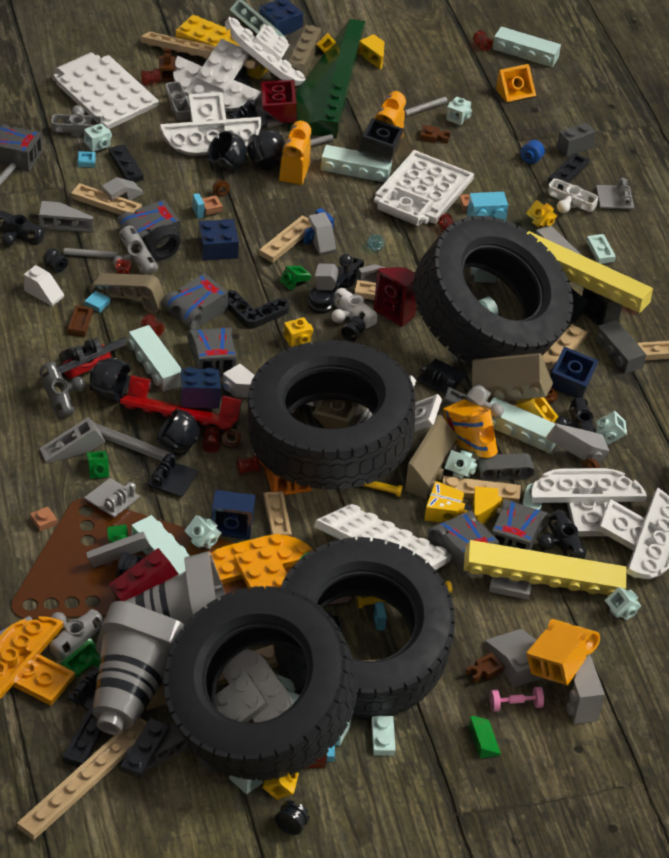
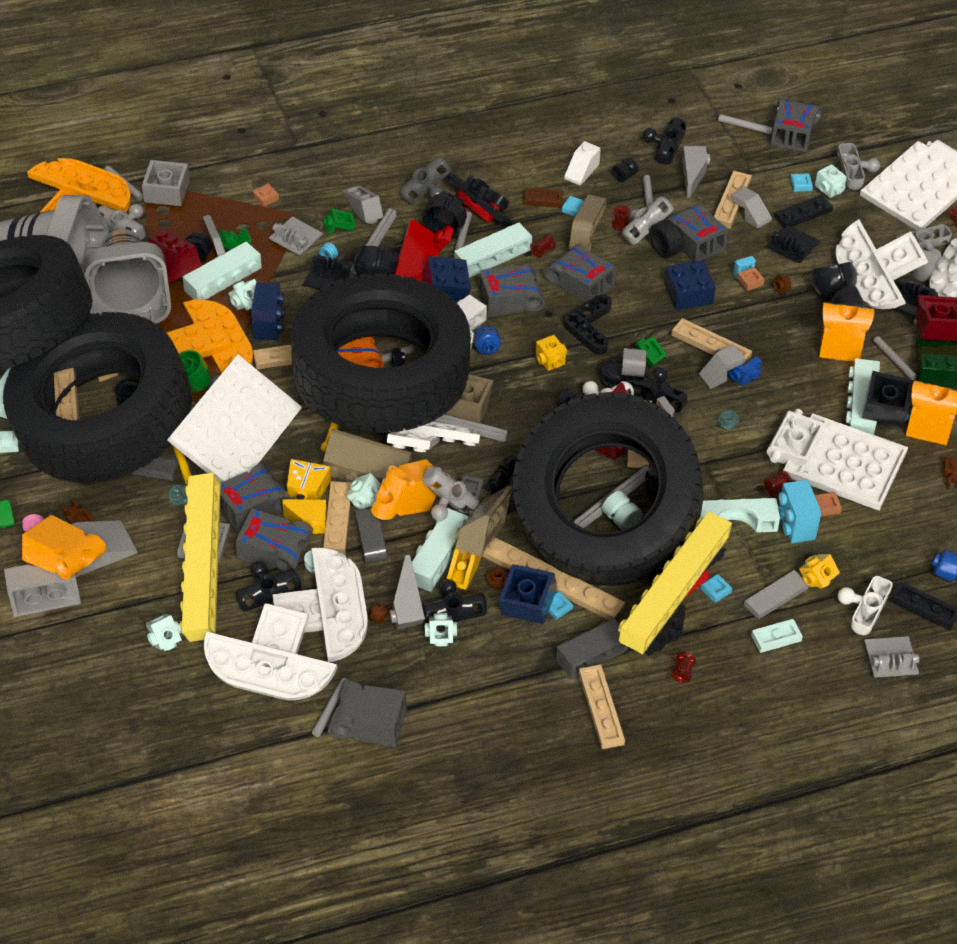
camera: 90 degrees right, 5 degrees up
(26, 588) = (165, 183): none -> light grey brick
(142, 473) = (328, 250): none -> medium azure bush
(168, 174) = (793, 243): none -> black hinge
(461, 591) = (174, 492): none -> clear light blue plate

